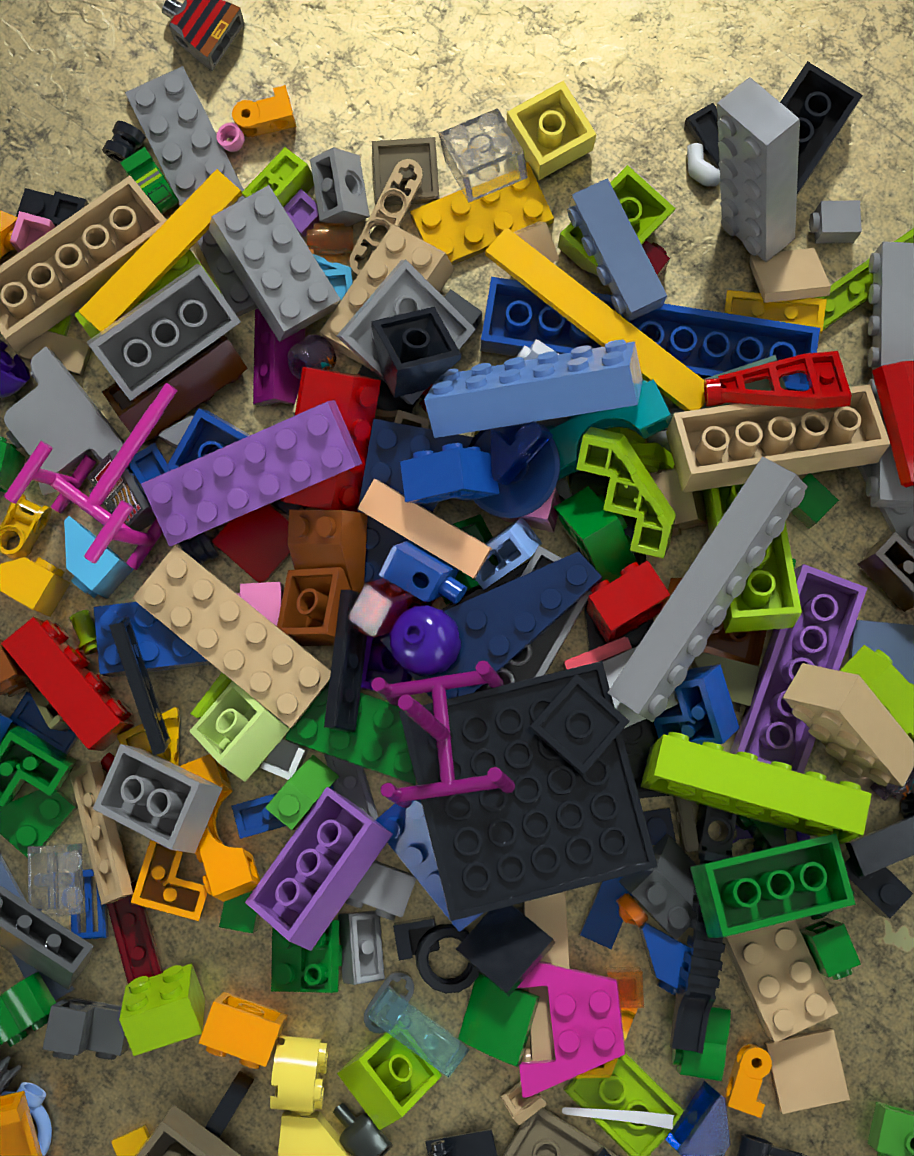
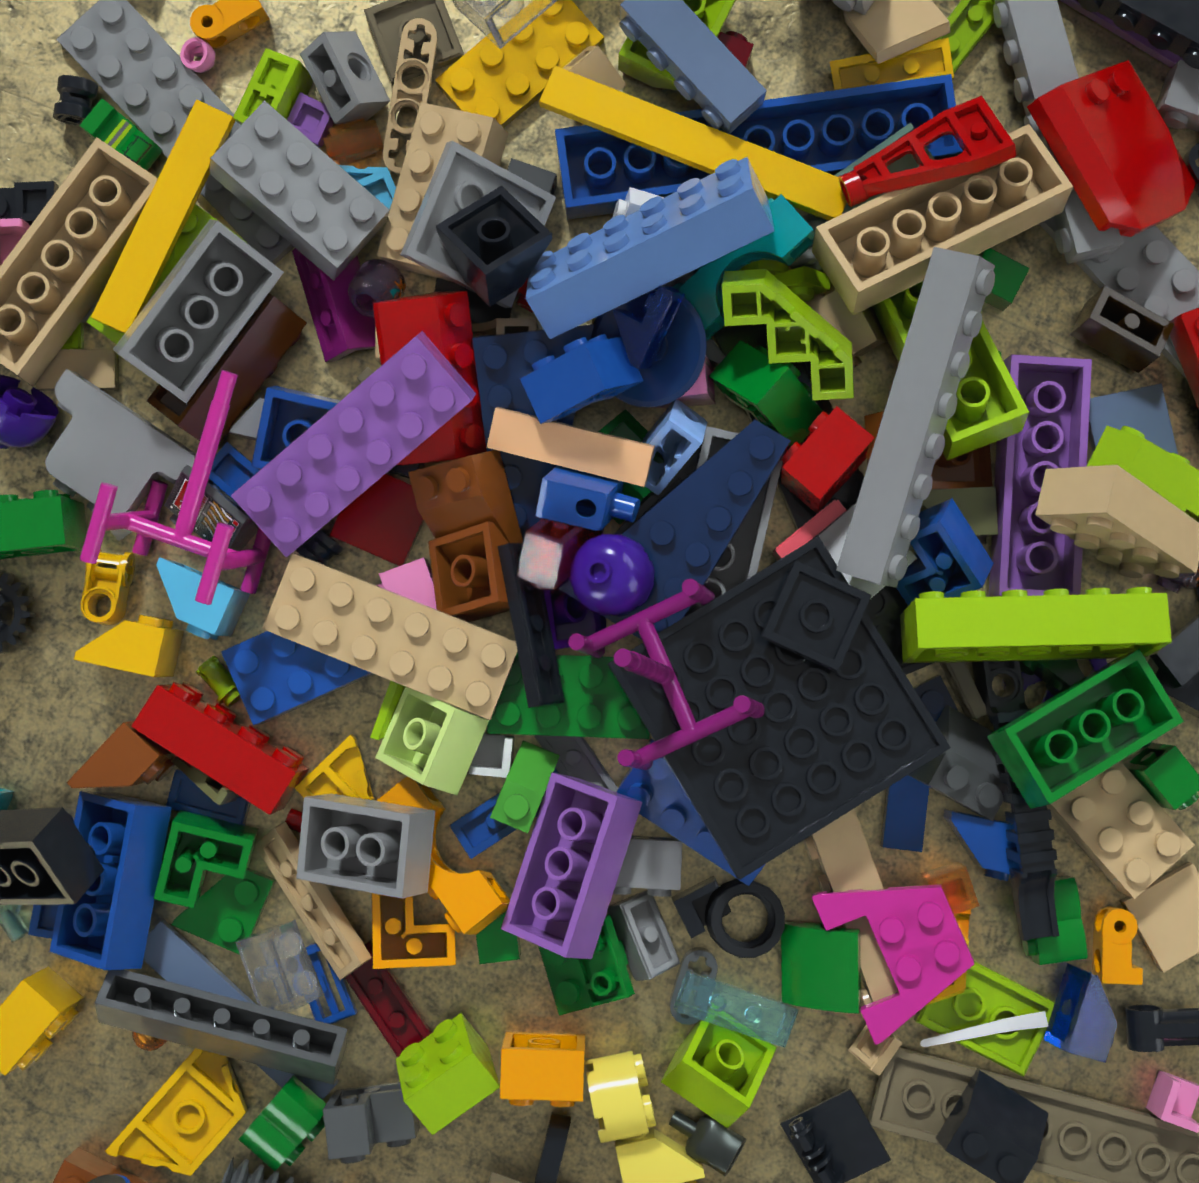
camera: 15 degrees left, 5 degrees up
(140, 684) = (304, 723): black tile -> none
(505, 947) = (806, 888): black tile -> none
(631, 911) = (932, 804): orange tile -> none

